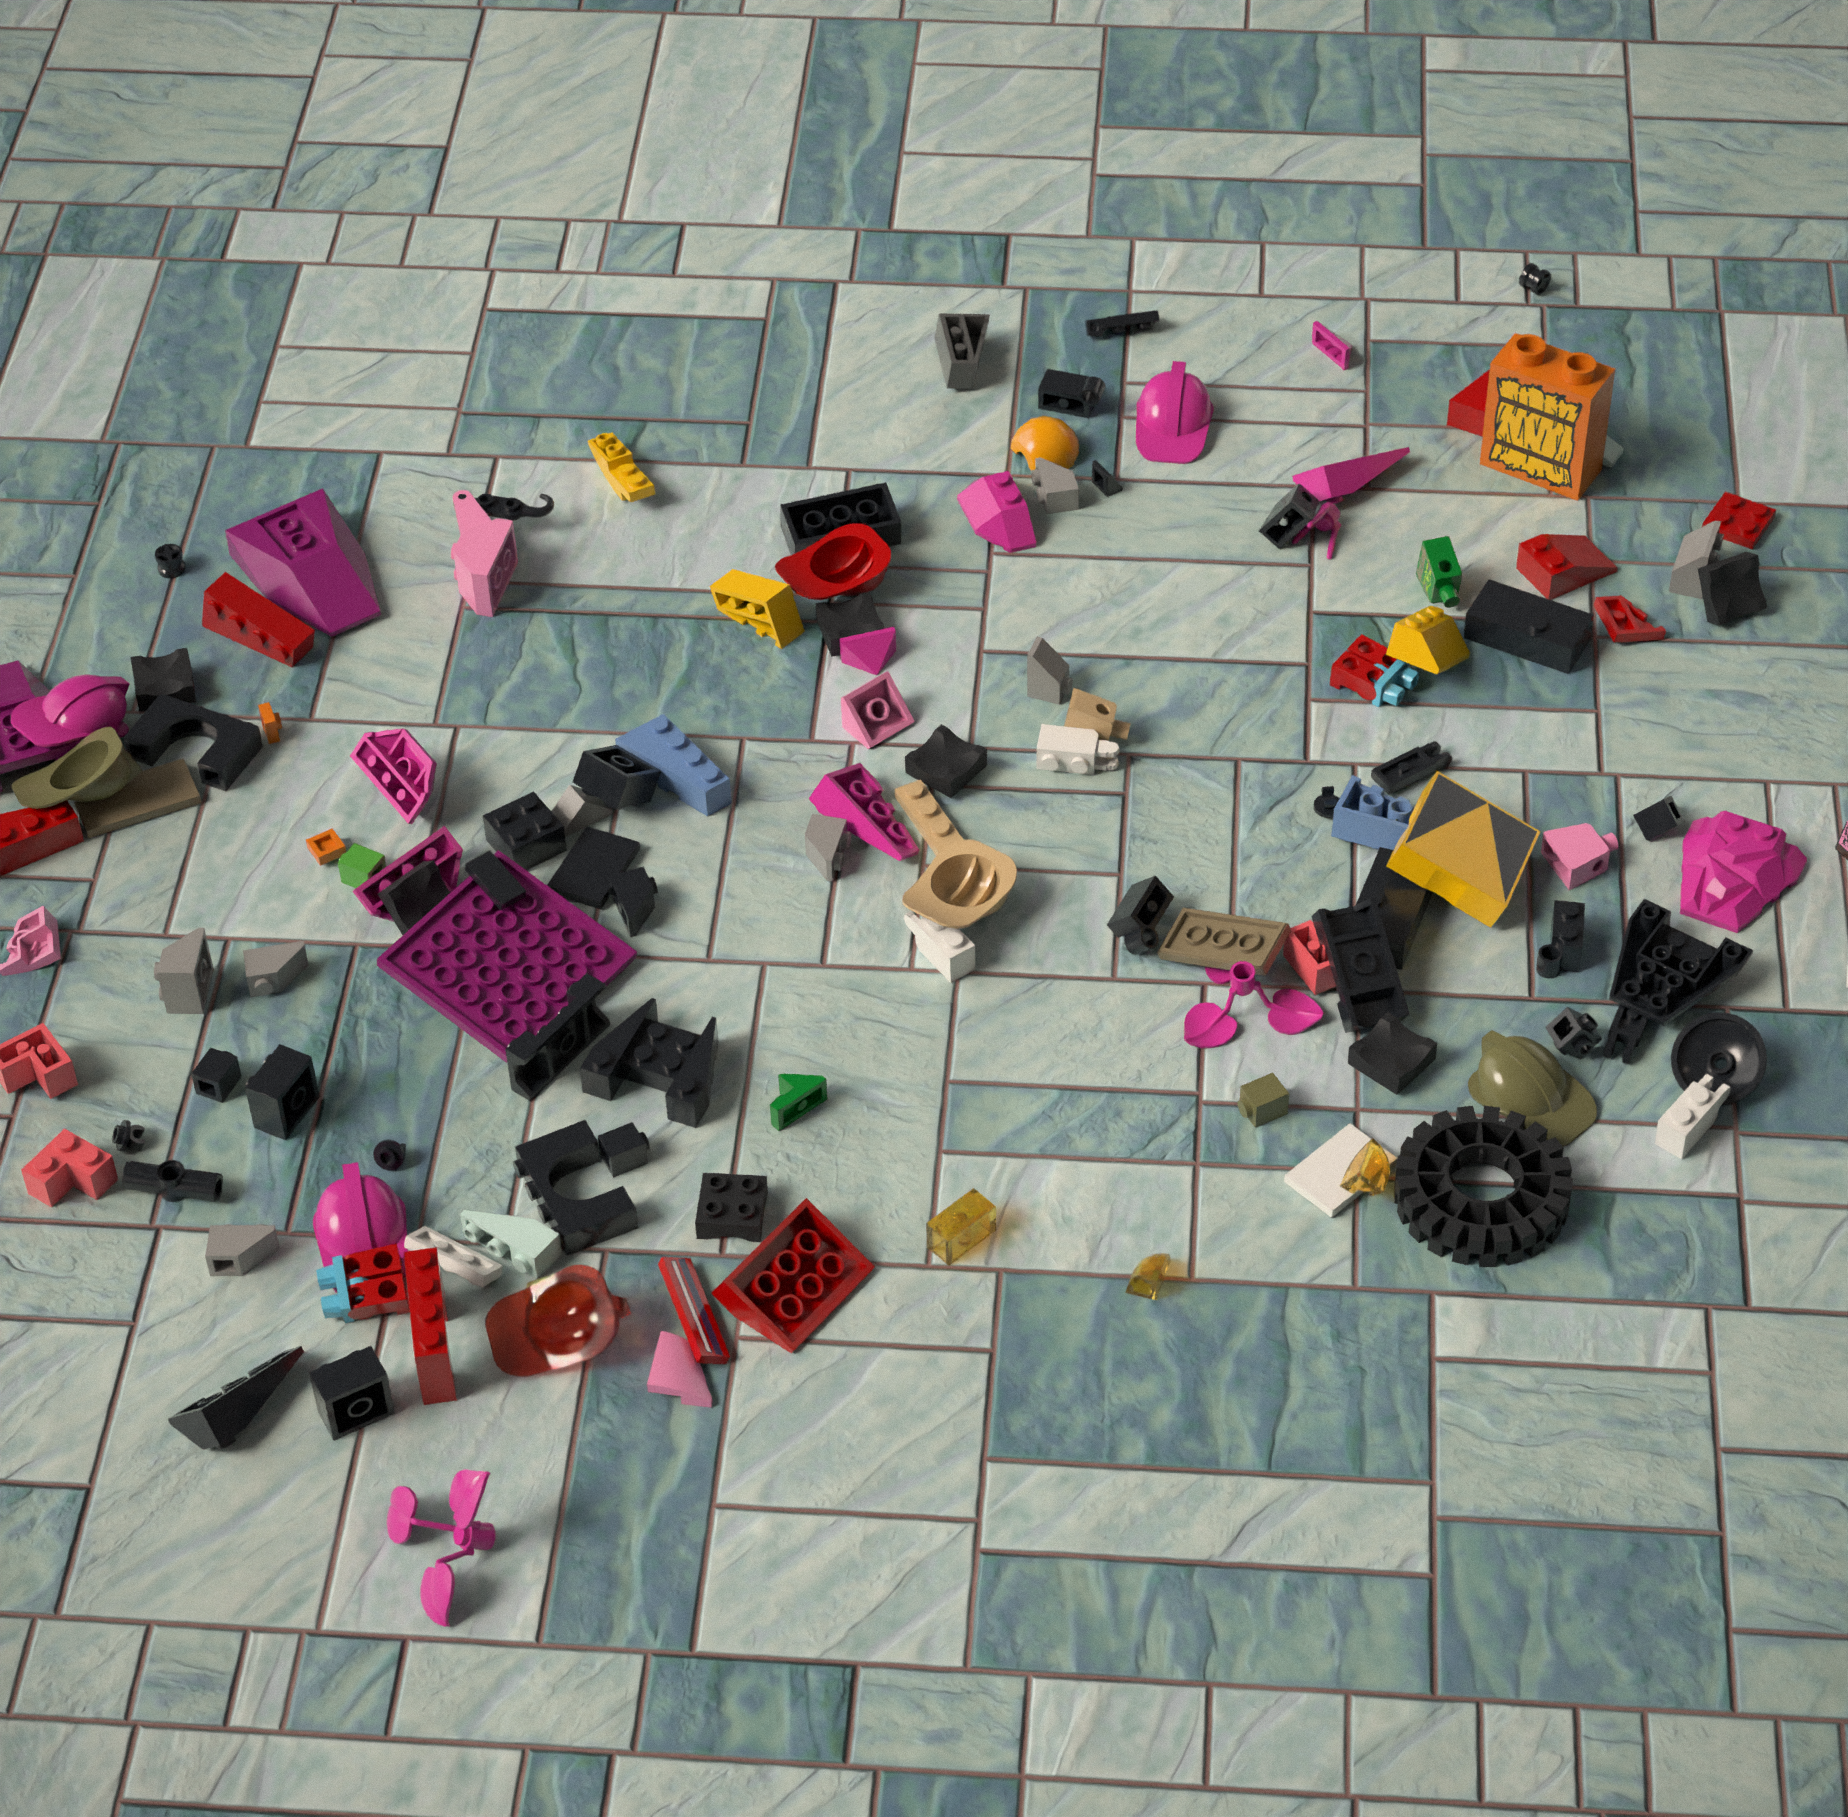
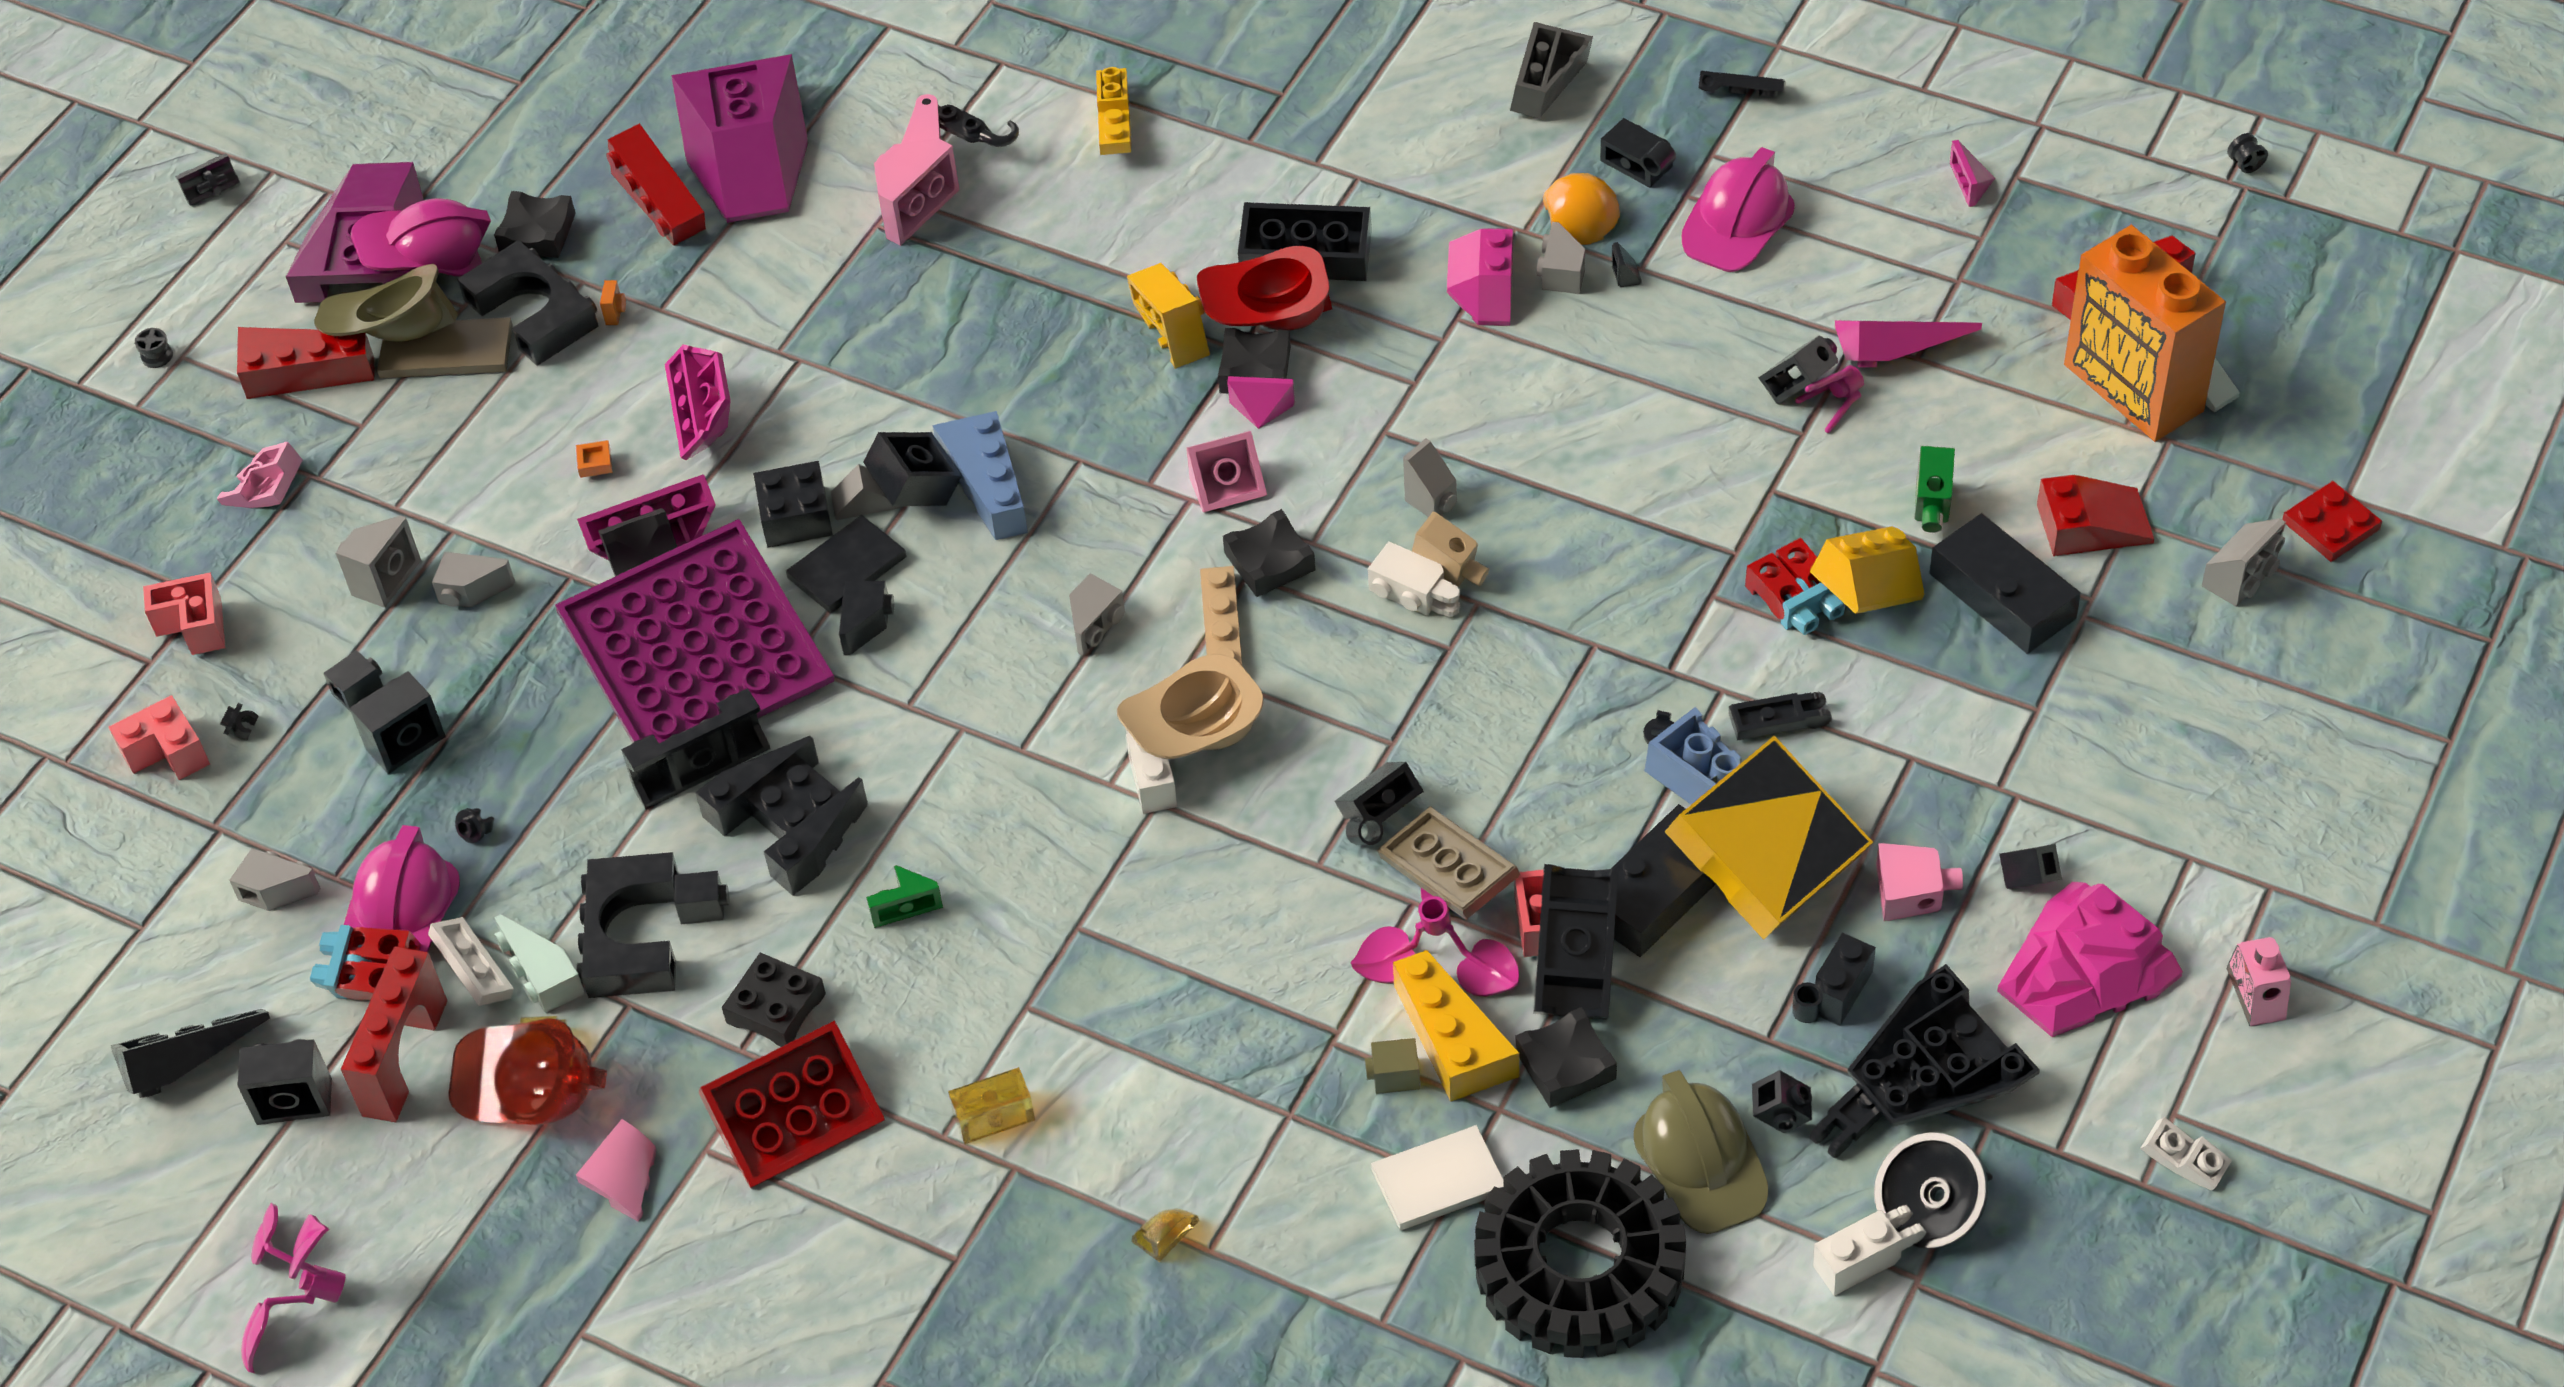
camera: 25 degrees right, 5 degrees up
(170, 561) = (614, 92): black wheel -> none
(172, 1181) = (251, 785): black piece -> none
(359, 865) = (611, 488): bright green brick -> none
(495, 880) = (716, 552): black tile -> none
(693, 1310) = (672, 1106): red tile -> none
(857, 796) = (1150, 575): dark pink wedge -> none
(1305, 1065) = (1453, 1030): none -> yellow wedge
(1367, 1170) = (1460, 1190): clear yellow brick -> none
(1625, 621) = (2125, 609): red wing -> none
(1731, 588) = (2266, 606): black brick -> none

